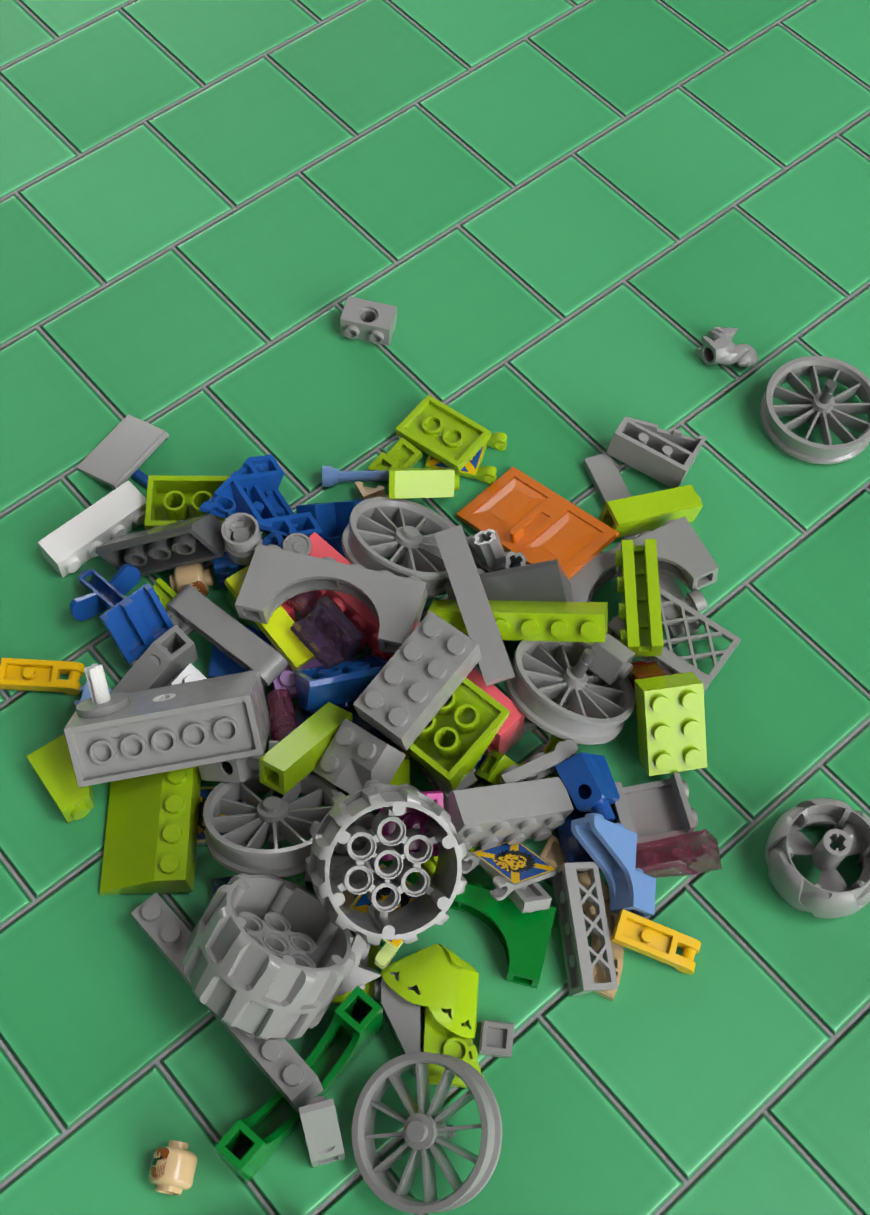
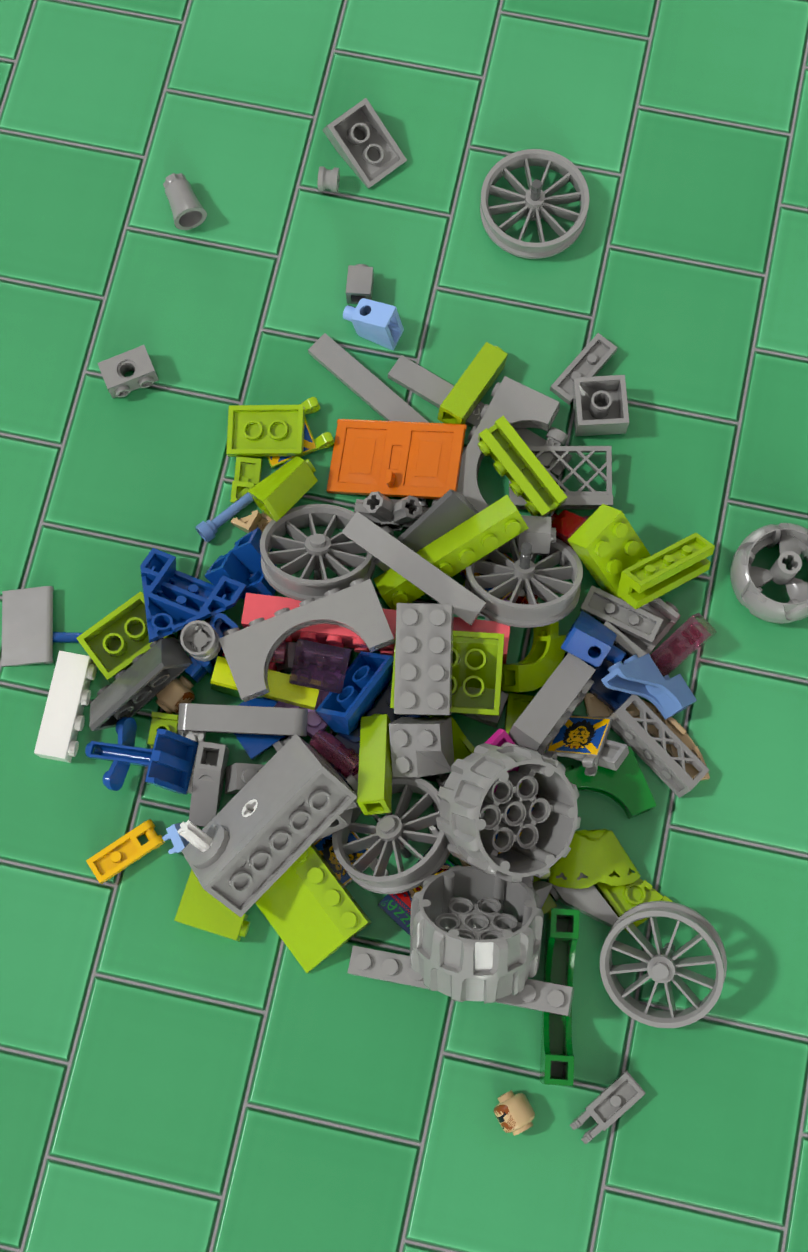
camera: 30 degrees left, 15 degrees up
(297, 542) = (242, 614): light grey piece -> none
(321, 1131) = (595, 1016): light grey slope -> none
(496, 1039) = (653, 864): light grey tile -> none
(517, 234) = (183, 202): none -> light grey plant
(540, 765) = (548, 655): light grey hinge -> none
(557, 450) = (362, 381): none -> light grey tile
(604, 409) = (375, 322): none -> light blue torso
(615, 377) = (359, 283): none -> light grey brick
(639, 788) = (621, 615): none -> light grey plate
(653, 287) = (328, 179): none -> light grey wheel
(655, 451) = (439, 331): light grey wedge -> none
(655, 941) = (709, 718): yellow plate -> none
(705, 278) = (364, 143): none -> light grey slope
(709, 773) = (665, 570): none -> lime brick
(722, 350) = (424, 201): light grey animal -> none
(756, 601) = (600, 405): none -> light grey slope
(765, 565) = (586, 364): none -> light grey plate

